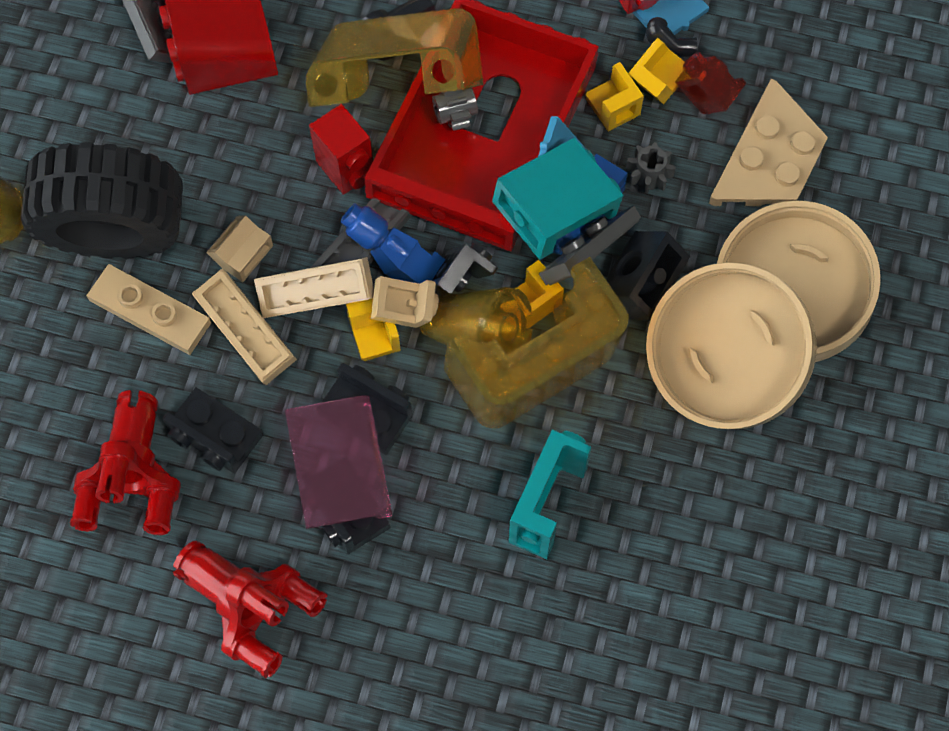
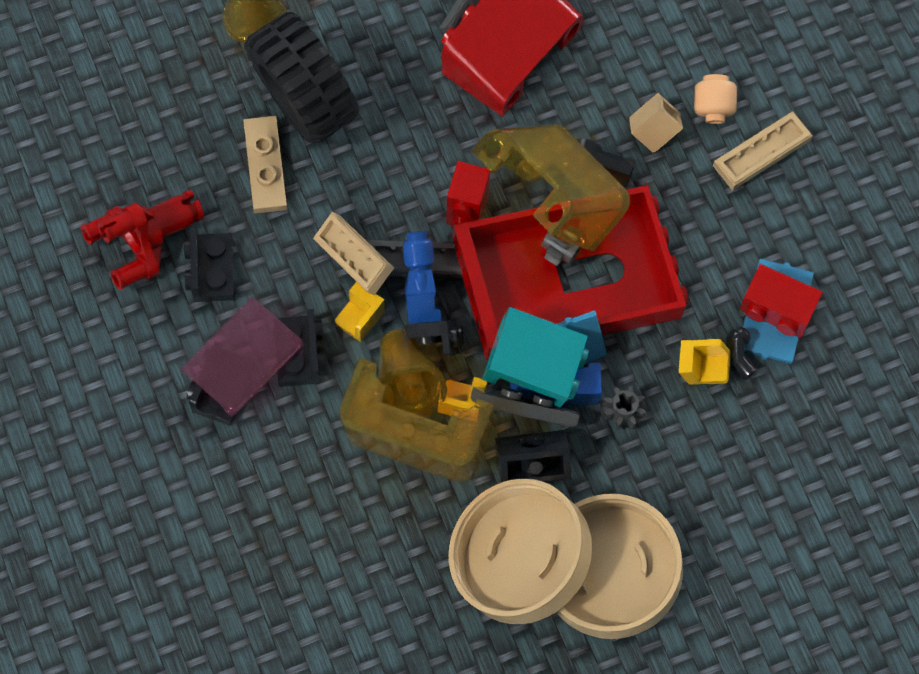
camera: 50 degrees right, 0 degrees up
(240, 247) = (352, 188): tan piece -> none
(244, 326) = (296, 231): tan plate -> none
(245, 600) = (109, 369): red wheel -> none
(404, 302) = (382, 314): tan bracket -> none
(527, 527) = (319, 497): teal panel -> none
(616, 99) = (660, 348): yellow panel -> none
(708, 83) = (721, 401): clear red brick -> none
(771, 154) = (706, 485): tan wing -> none

